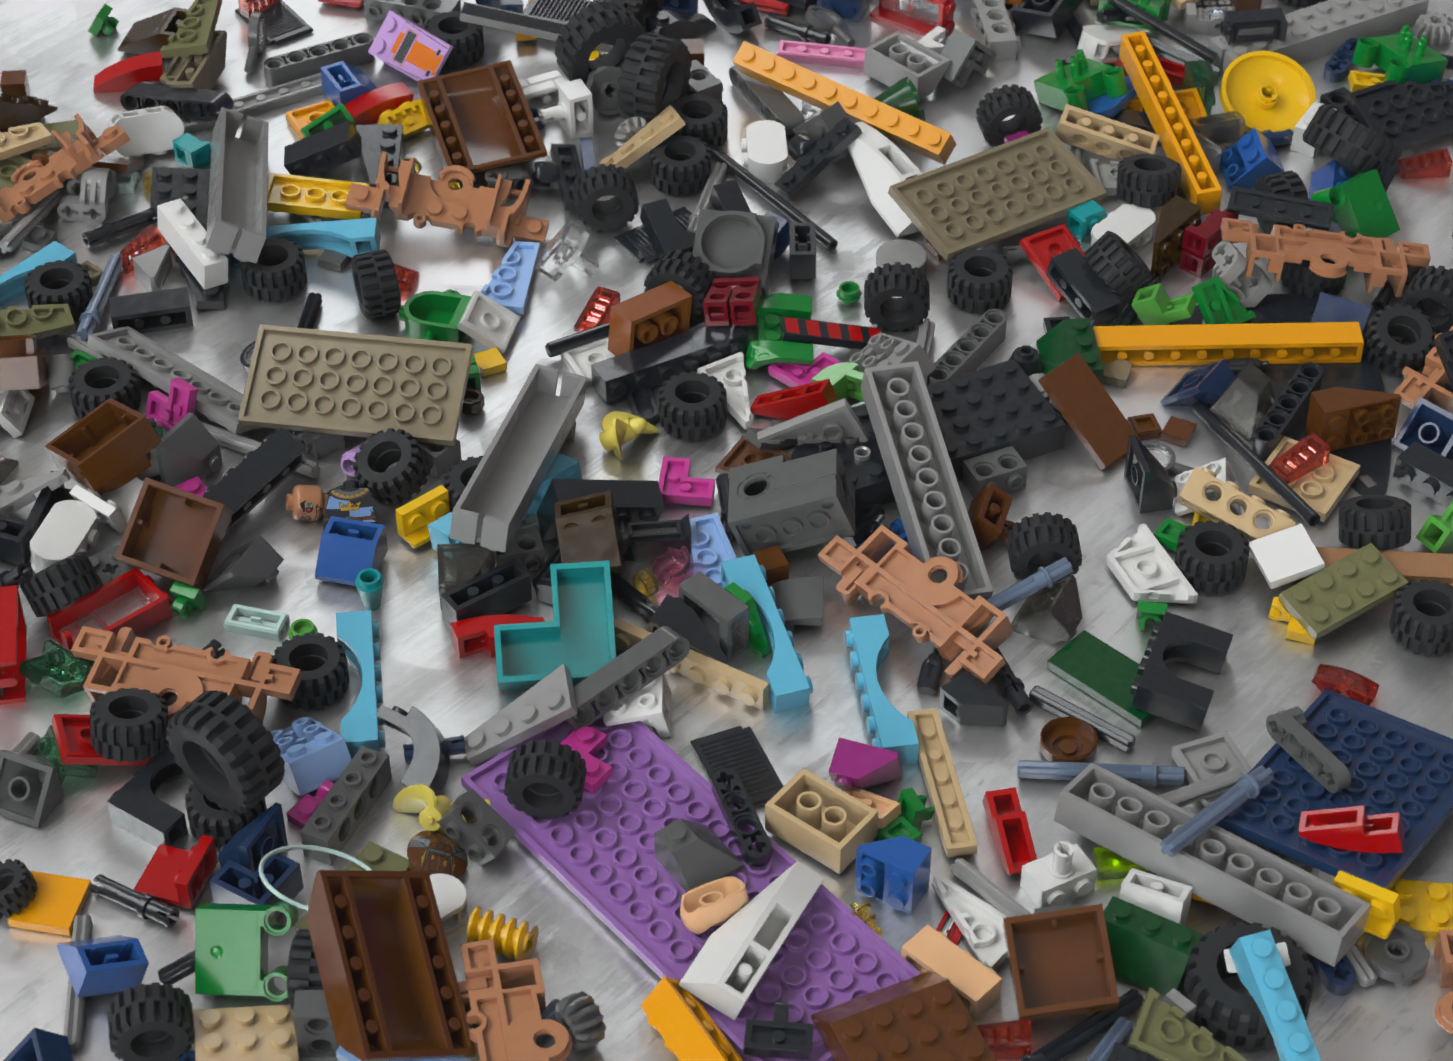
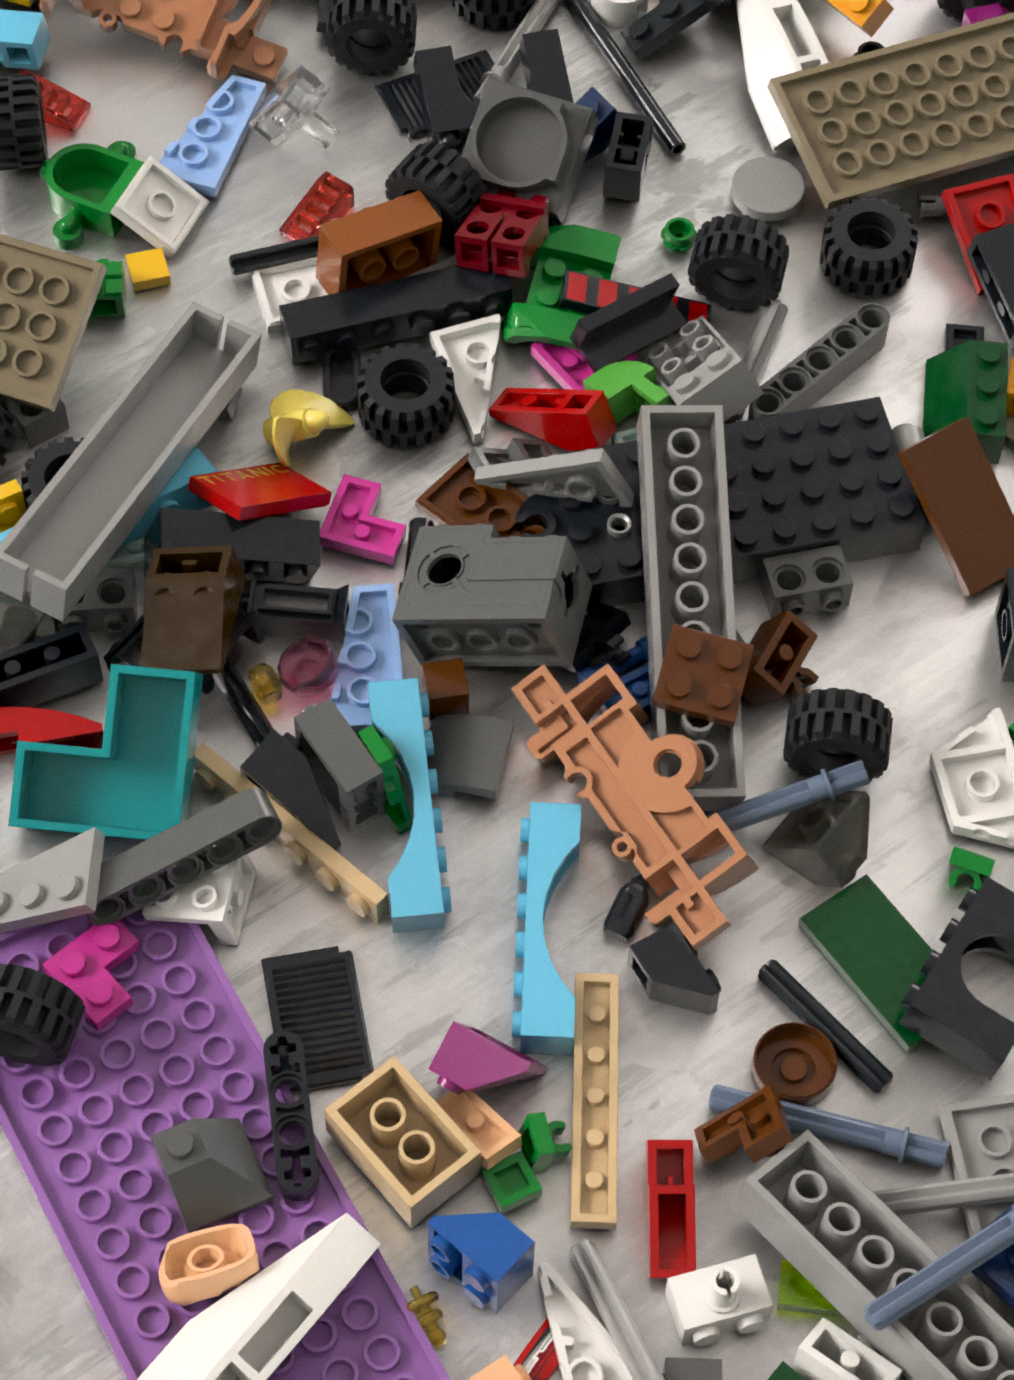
camera: 10 degrees right, 15 degrees up
(473, 401) = (104, 332): dark brown tile -> none
(611, 470) = (259, 491): none -> red tile
(833, 341) = (629, 324): none -> black panel
(947, 521) = (702, 675): none -> reddish brown plate
(1013, 688) = (742, 980): black pin -> none
(1028, 359) = (901, 397): black cone -> none
(1057, 768) = (754, 1122): none -> reddish brown plate

